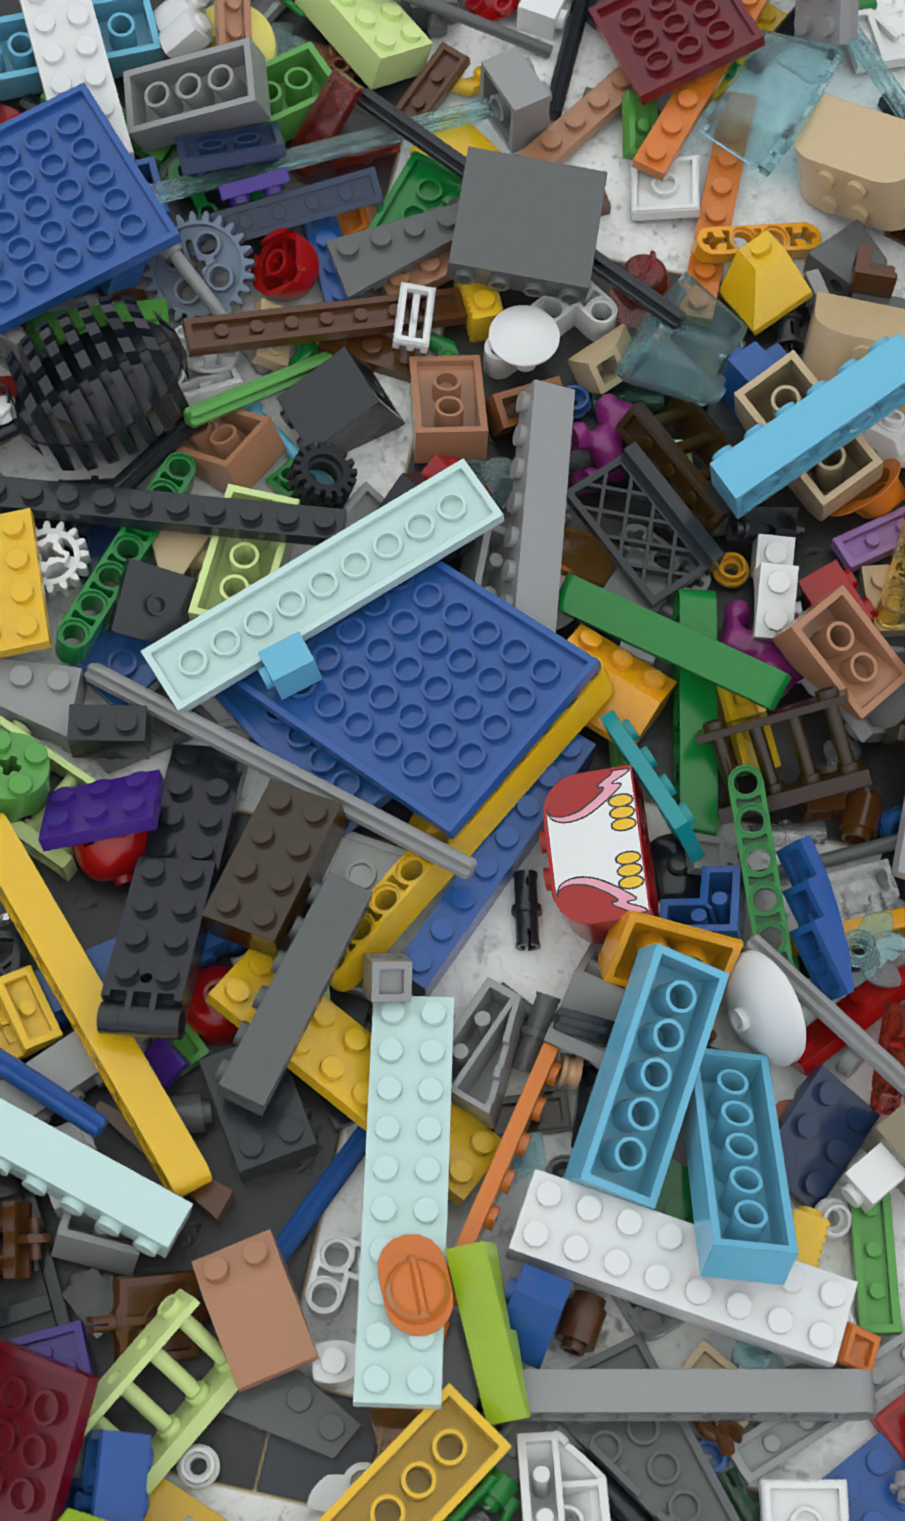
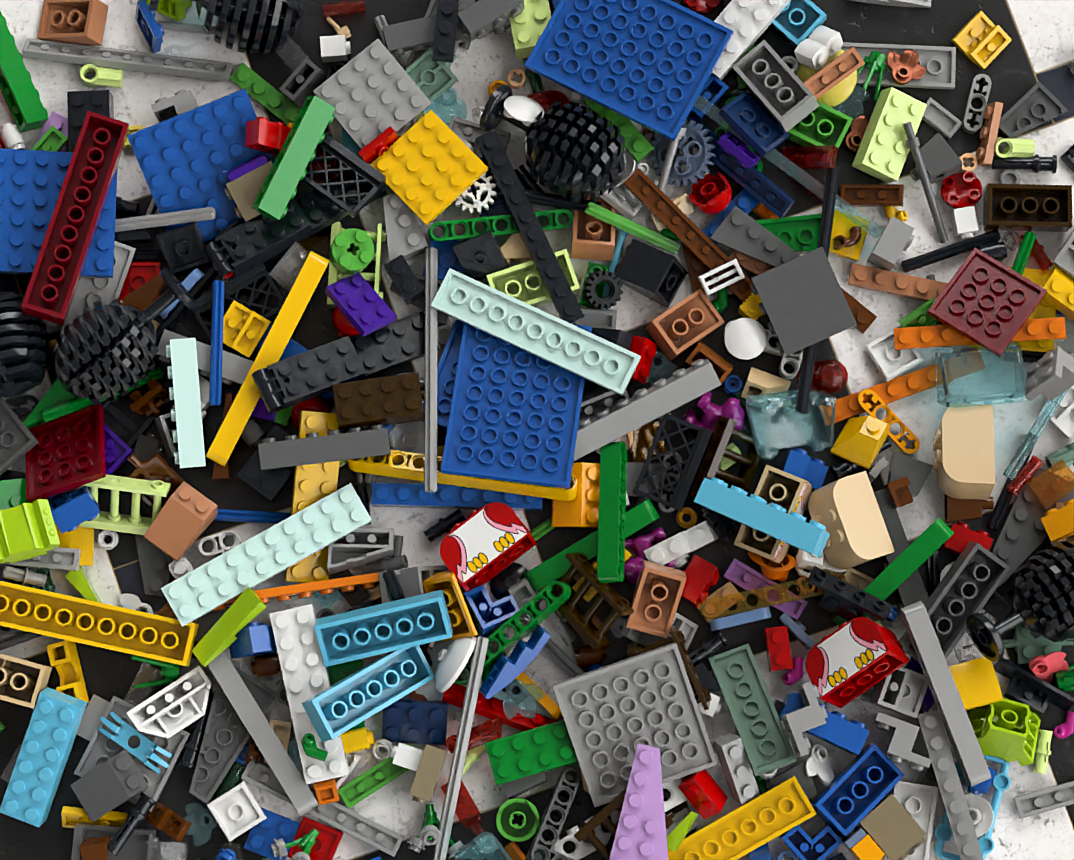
camera: 60 degrees right, 15 degrees up
(288, 666) = (482, 342): medium azure brick -> none
(387, 977) = (360, 484): light grey brick -> none
(415, 1284) = (225, 583): orange piece -> none
(470, 135) = (854, 238): none -> reddish brown arm
(657, 788) = (526, 557): teal wing -> none
(783, 1313) = (310, 748): none -> green arm

